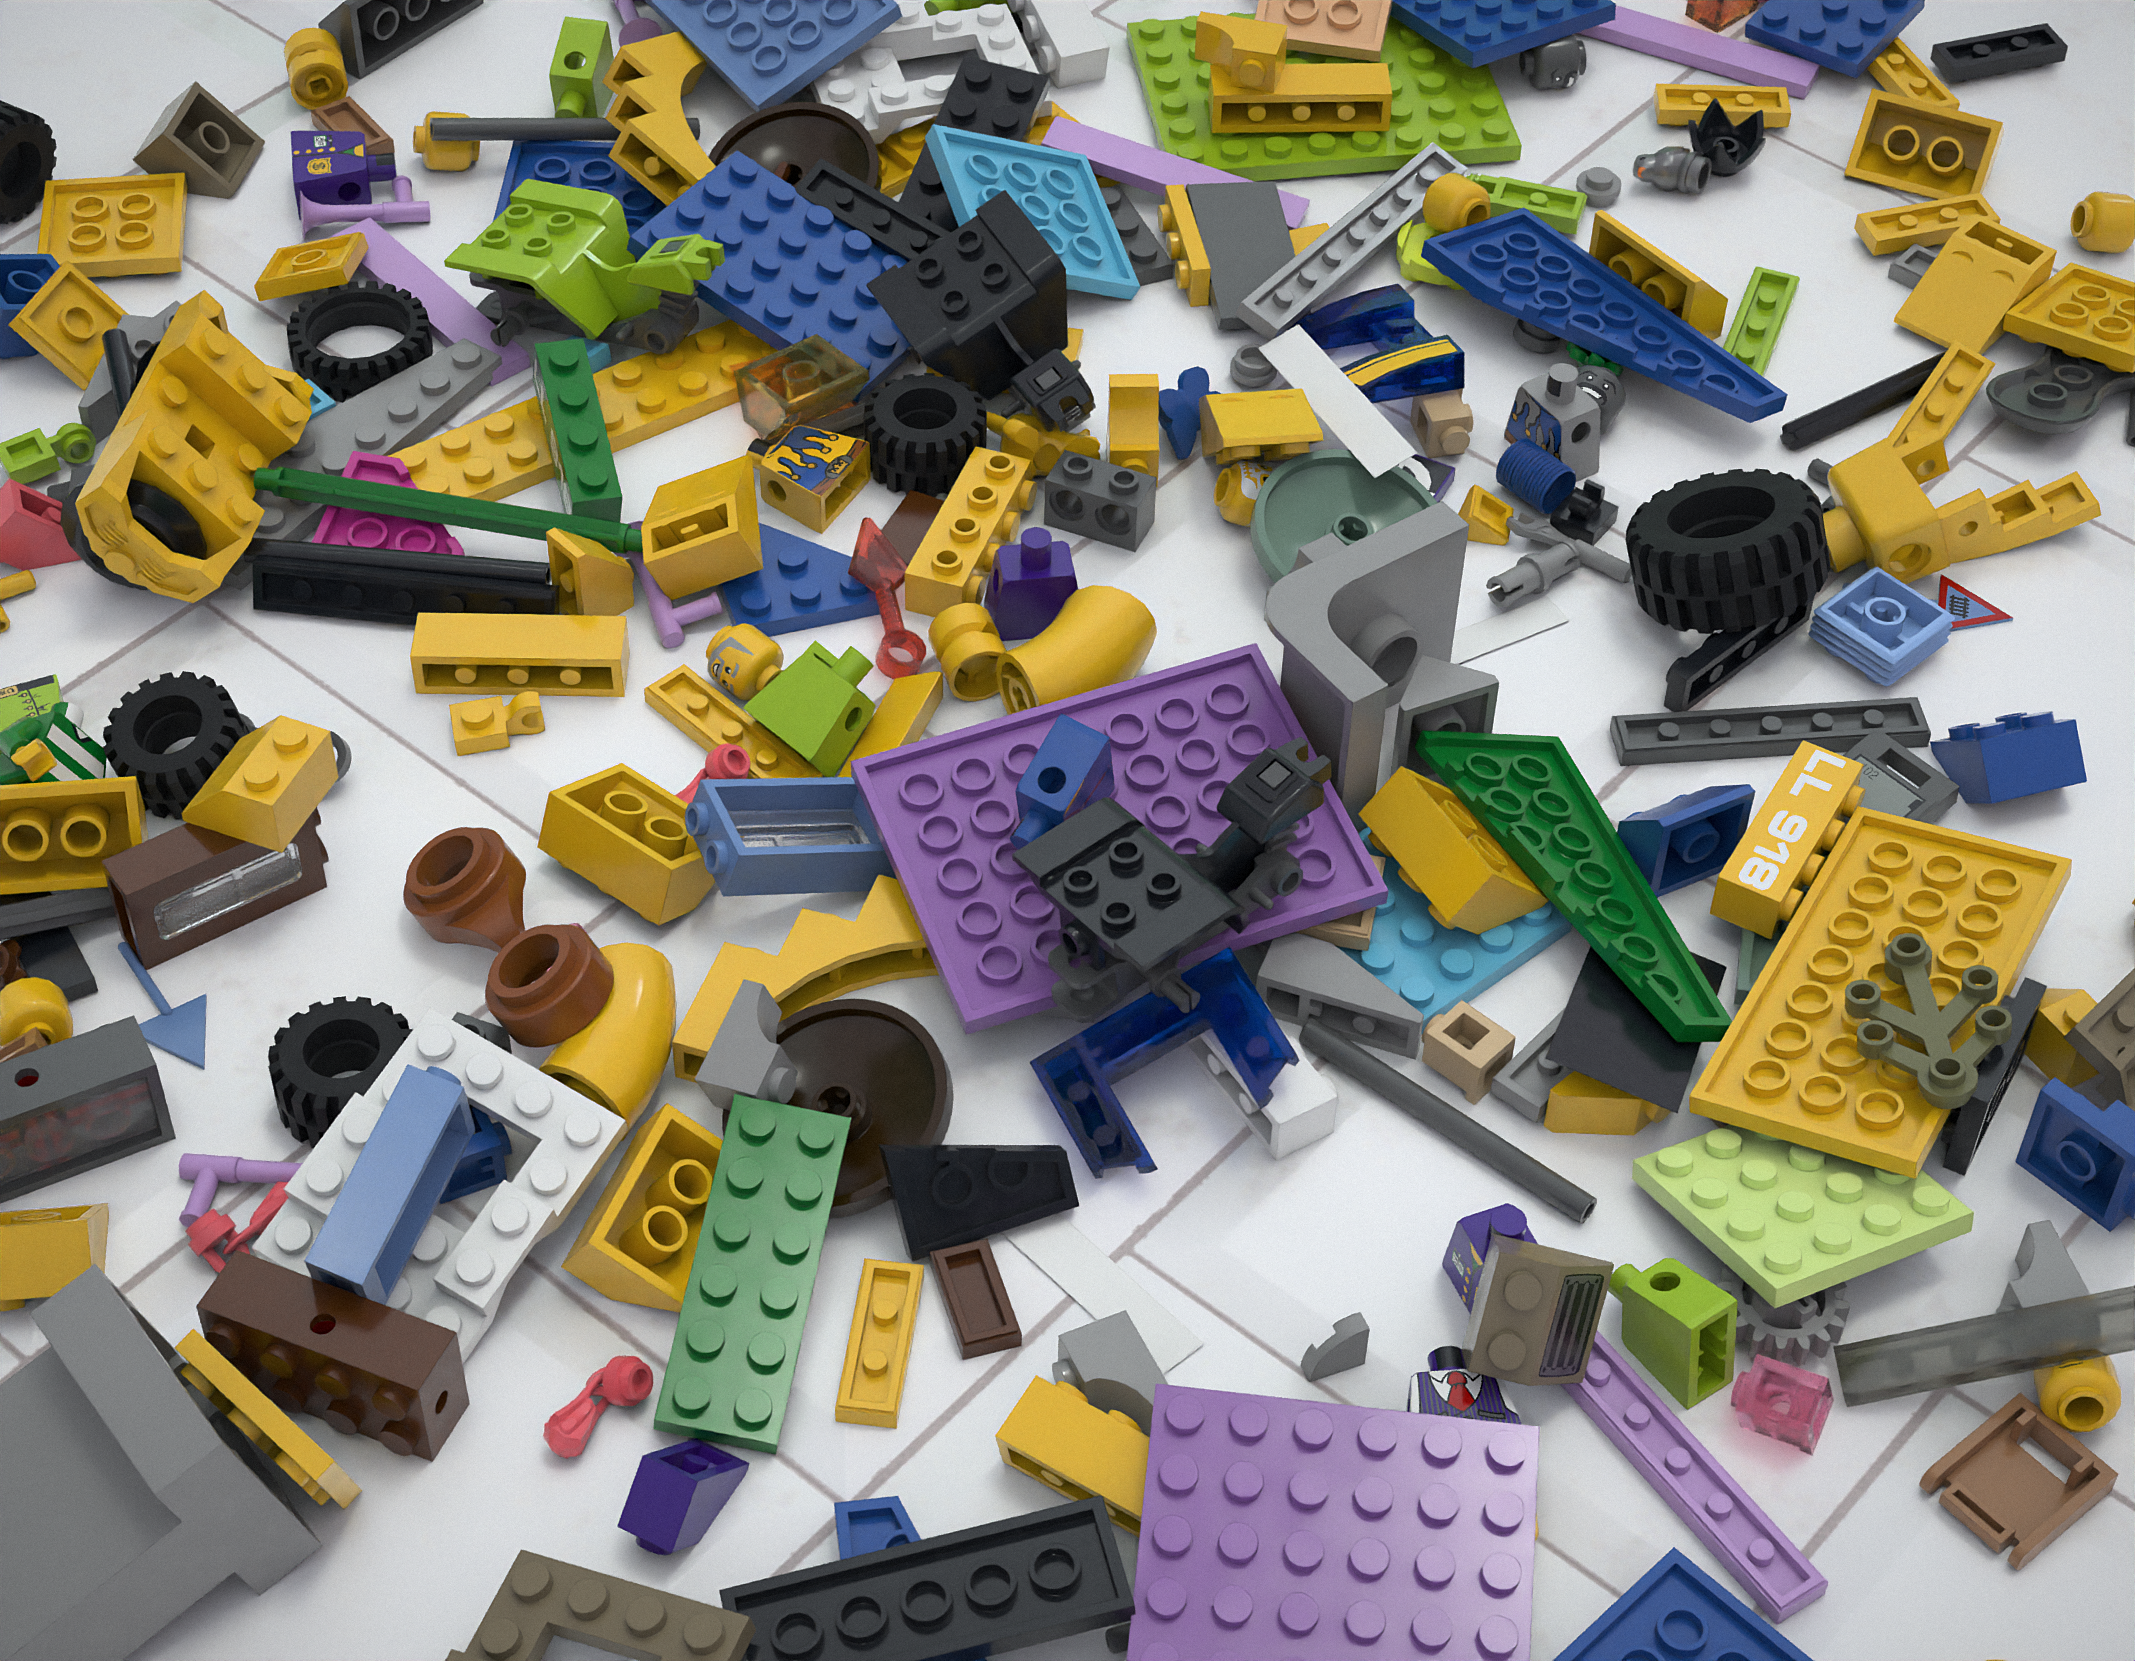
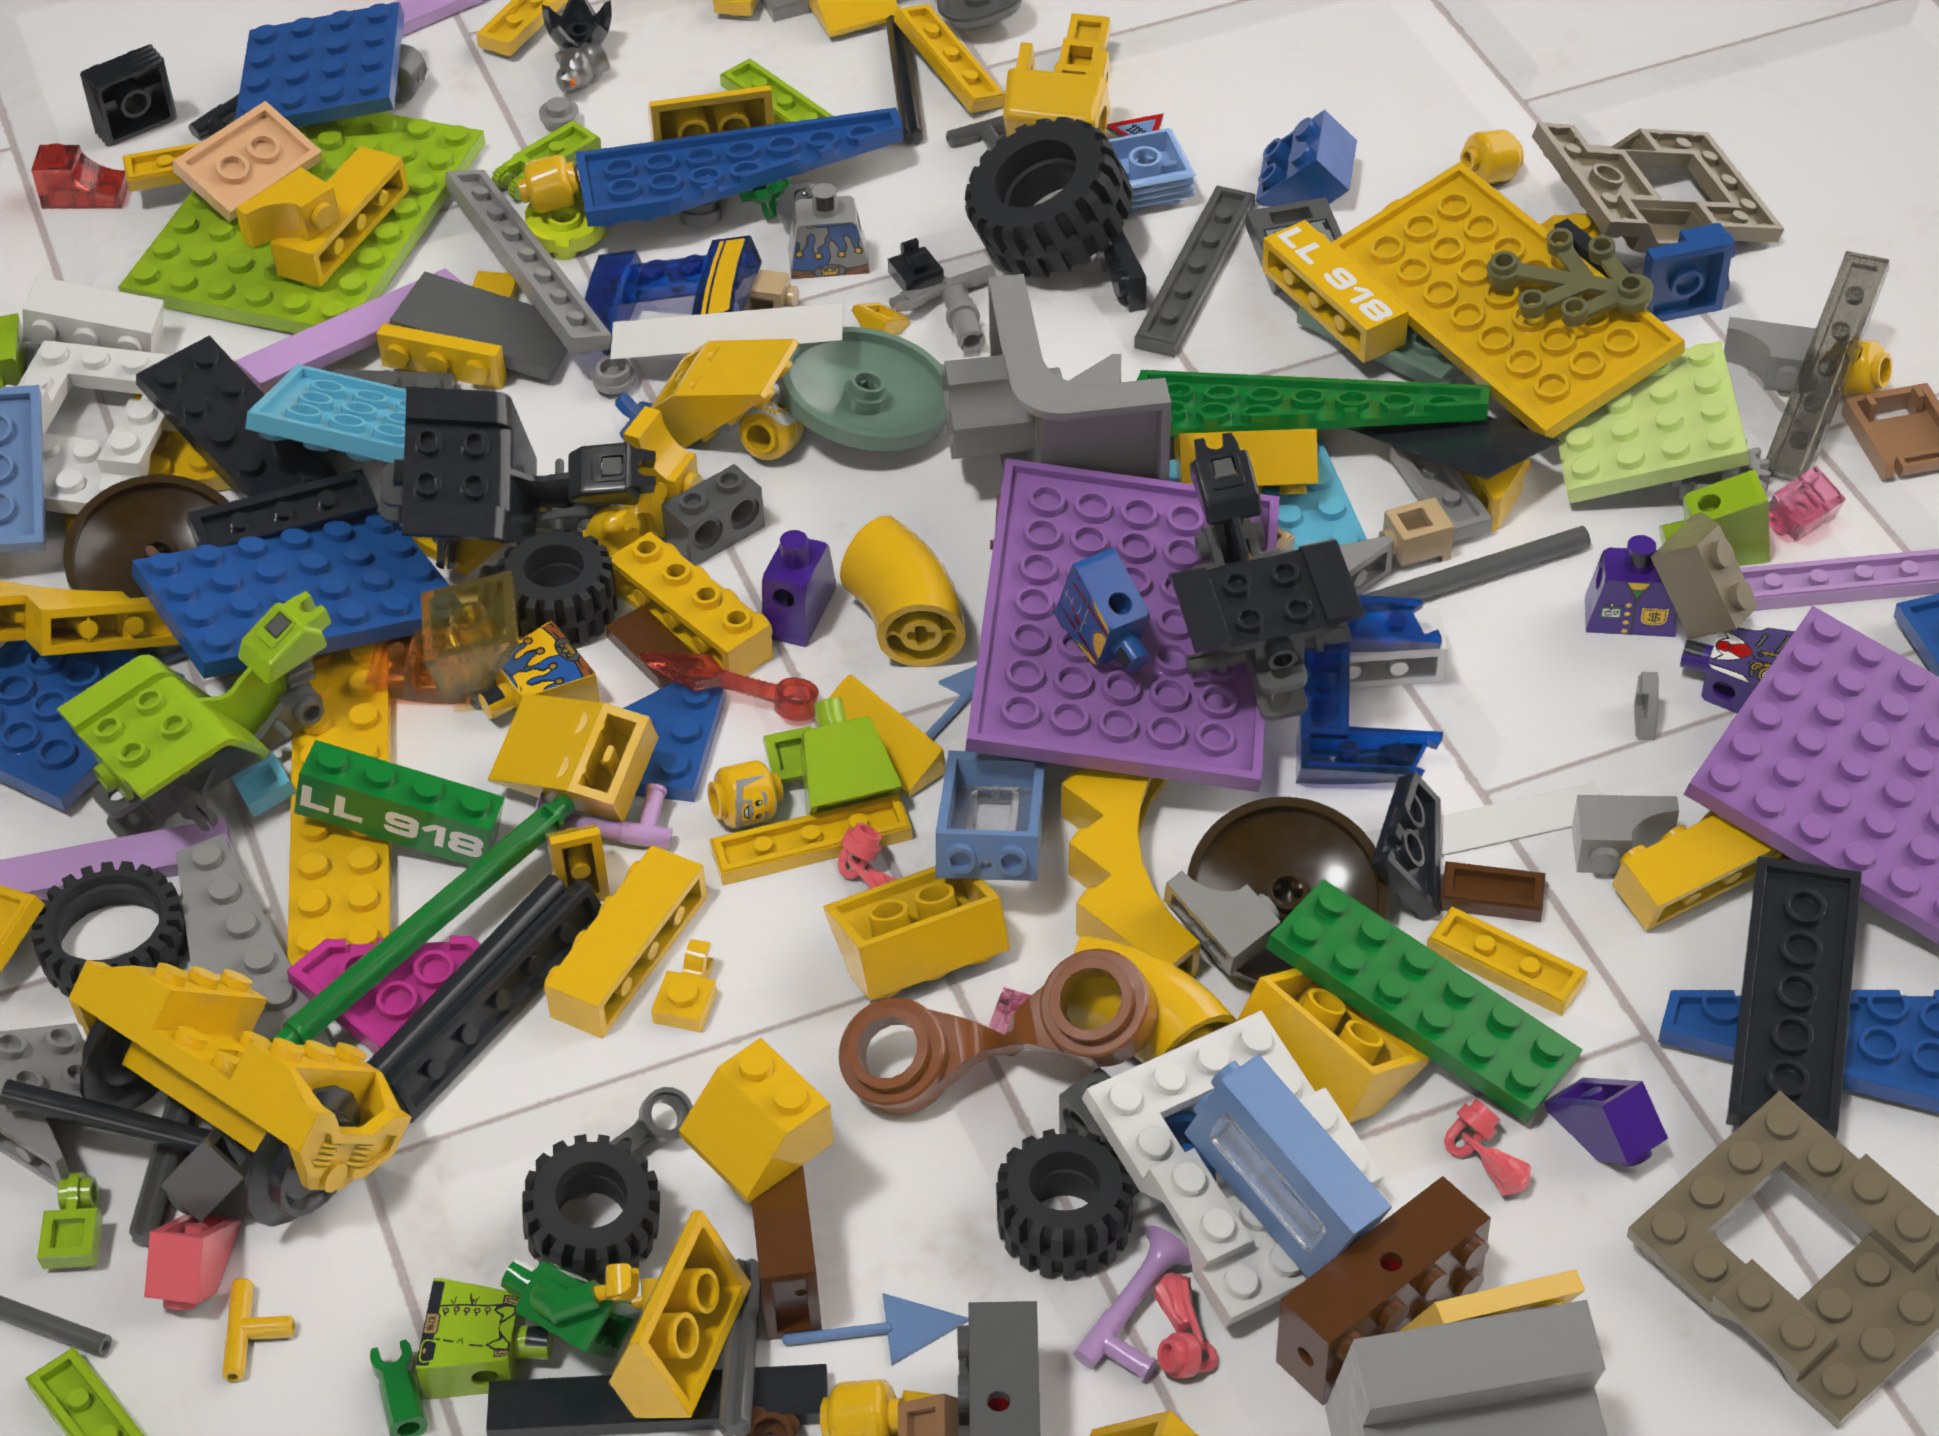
camera: 60 degrees left, 0 degrees up
(968, 650) = (833, 651): yellow wheel -> none
(1535, 475) = (865, 272): blue piece -> none
(1687, 835) = (1286, 332): blue slope -> none

